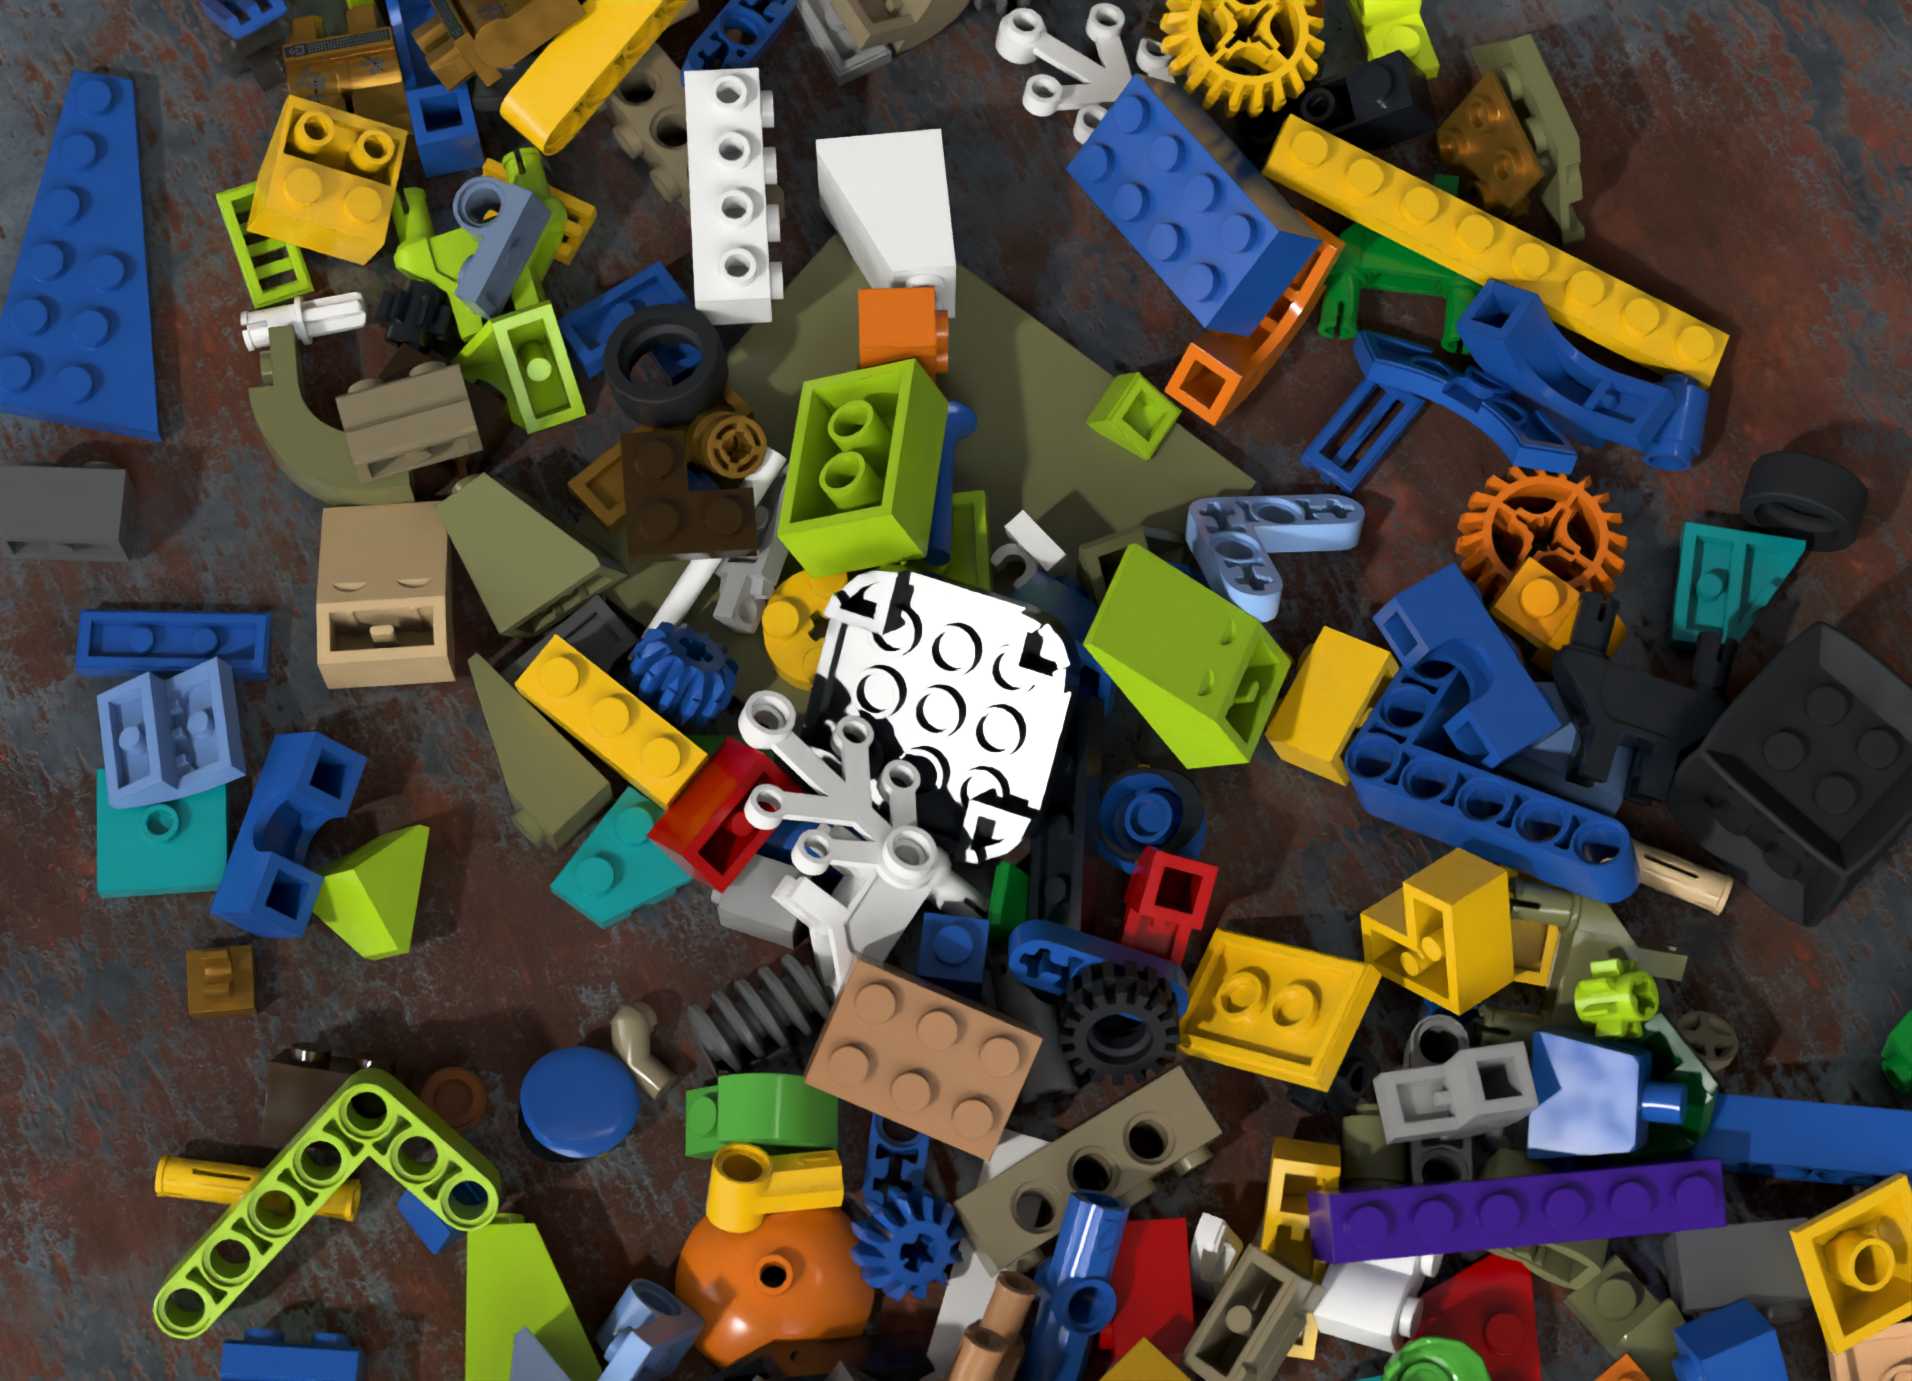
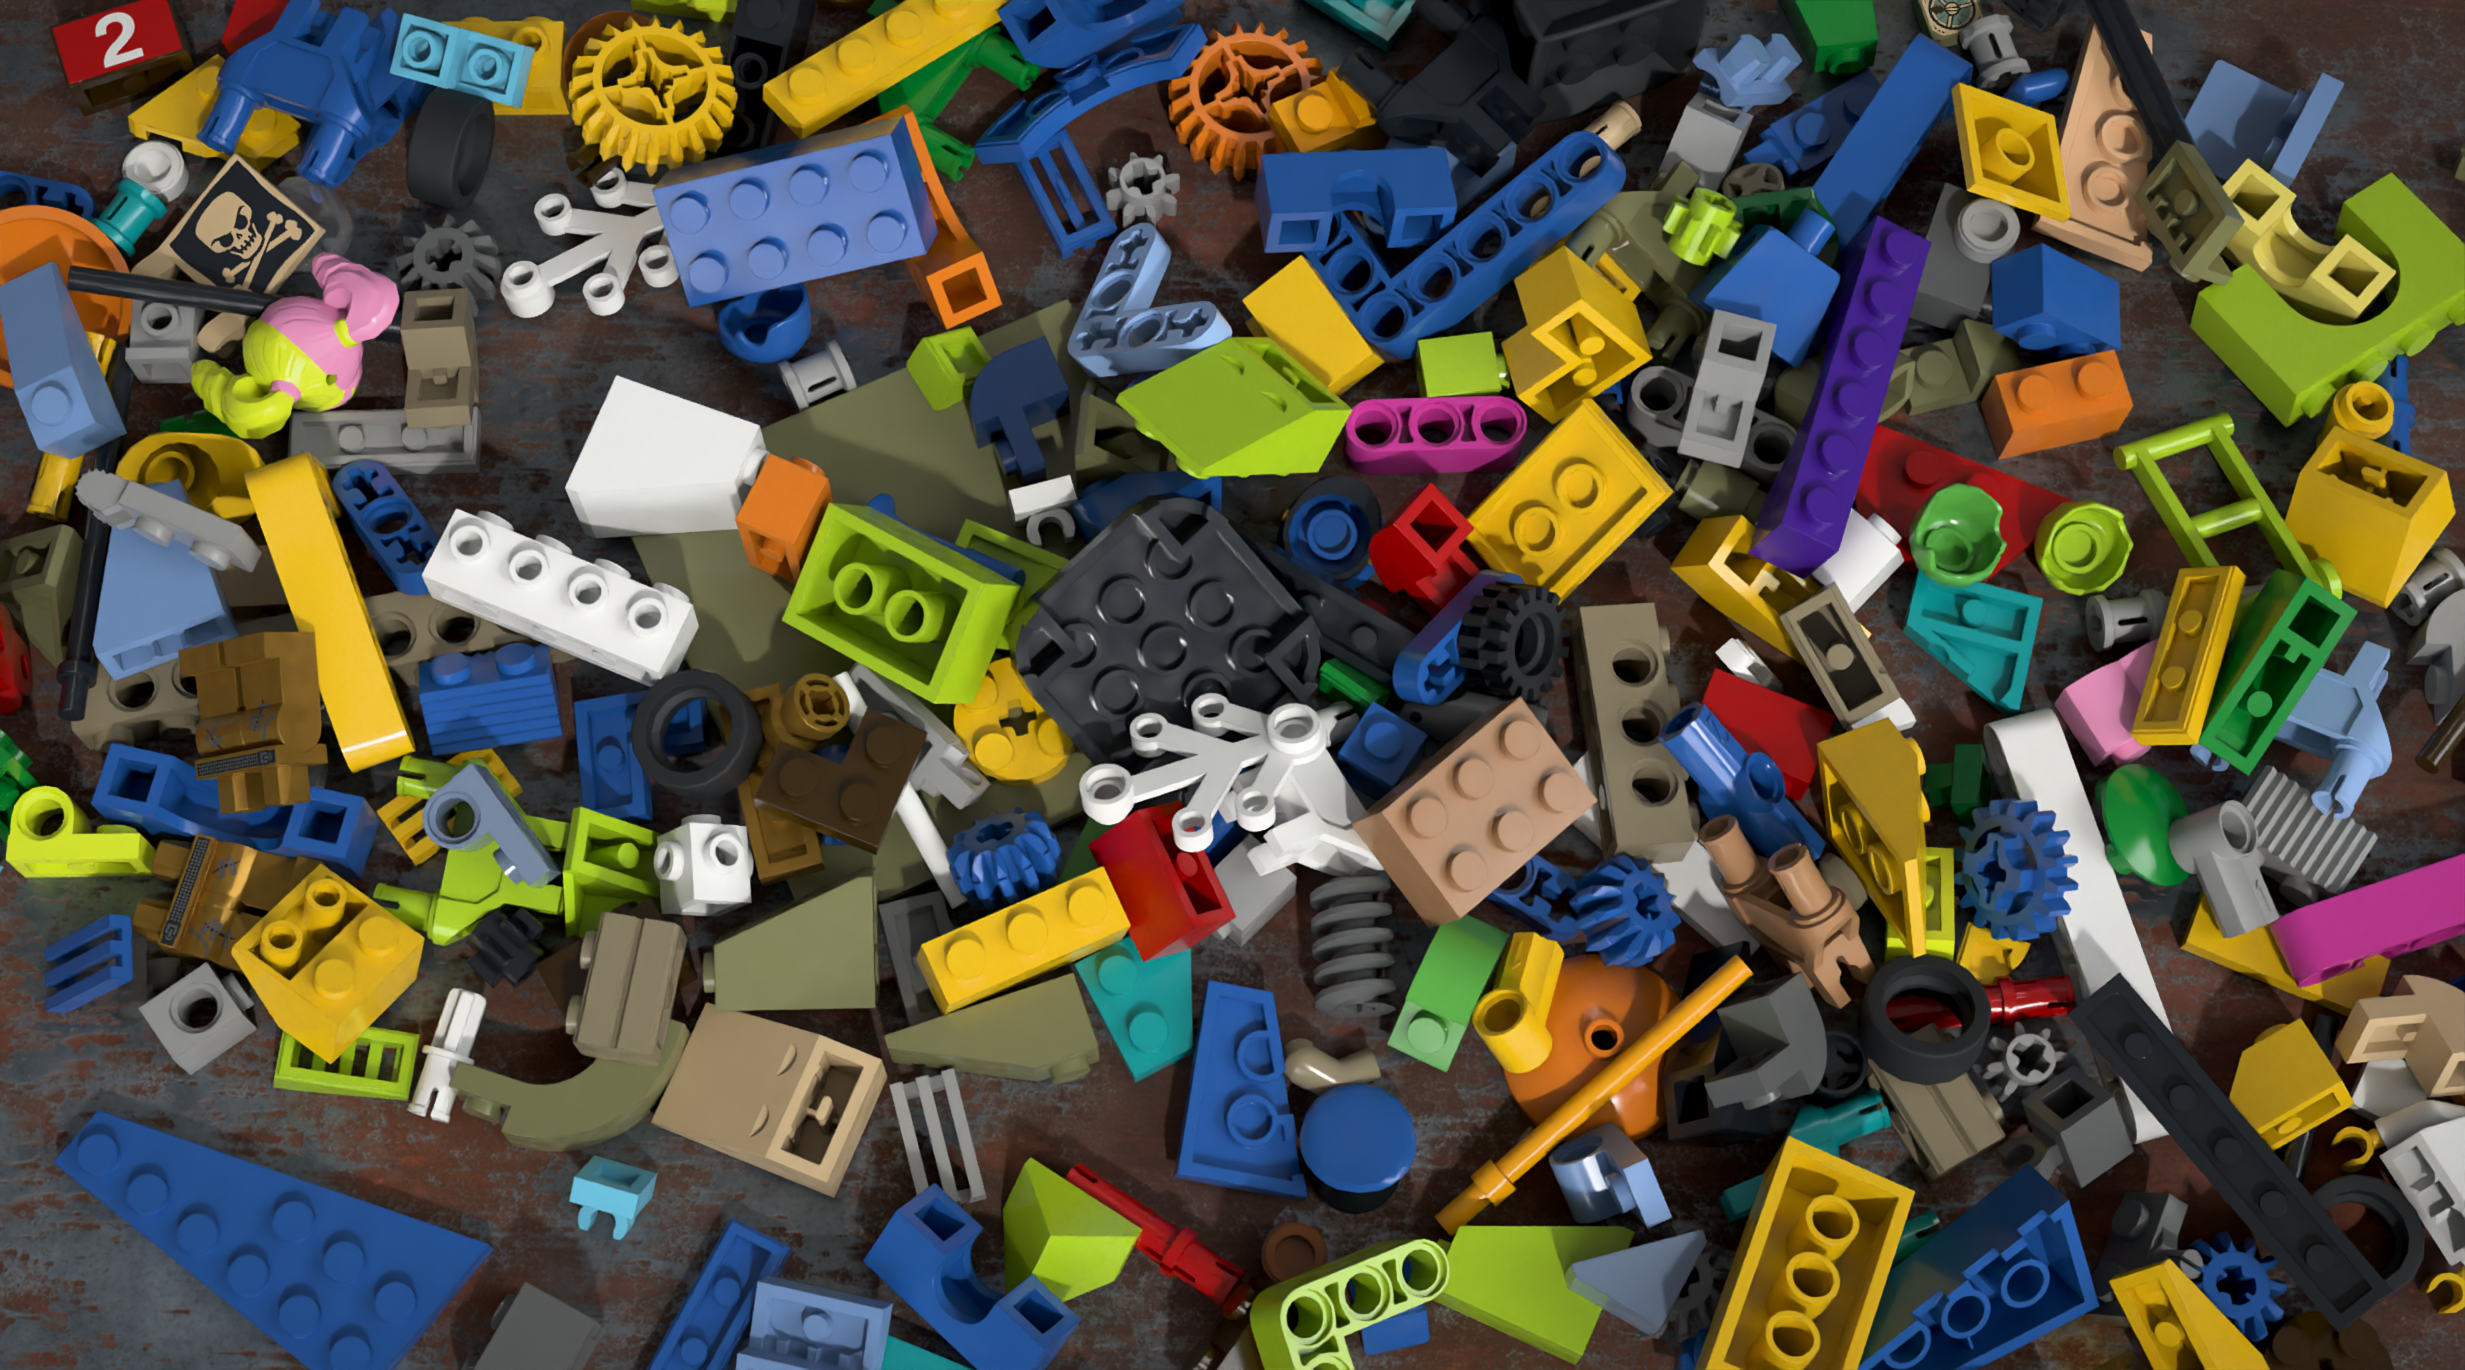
camera: 65 degrees left, 0 degrees up
(227, 97) = (172, 1012): none -> light grey brick
(246, 505) = (612, 1189): none -> medium azure tile
(410, 990) = (1162, 1241): none -> red pin
(433, 768) = (925, 1087): none -> light grey tile
(541, 431) = (703, 867): none -> white brick
(573, 982) = (1237, 1102): none -> blue wing
(605, 1244) = (1495, 1181): none -> light orange bar
(623, 191) = (490, 699): none -> blue brick
(1066, 307) = (816, 375): none -> light grey bush
(1086, 242) = (766, 324): none -> blue hair
(1118, 472) = (1010, 398): none -> dark blue brick
(1294, 833) = (1457, 416): none -> dark pink beam
(1364, 857) = (1460, 367): none -> lime brick
(1395, 479) = (1146, 175): none -> light grey gear
(1730, 975) = (1707, 140): none -> light grey brick
(1772, 1277) = (1986, 230): none -> light grey tile
(1796, 1070) = (1813, 134): none -> blue hinge
(1820, 964) = (1748, 71): none -> medium blue hips

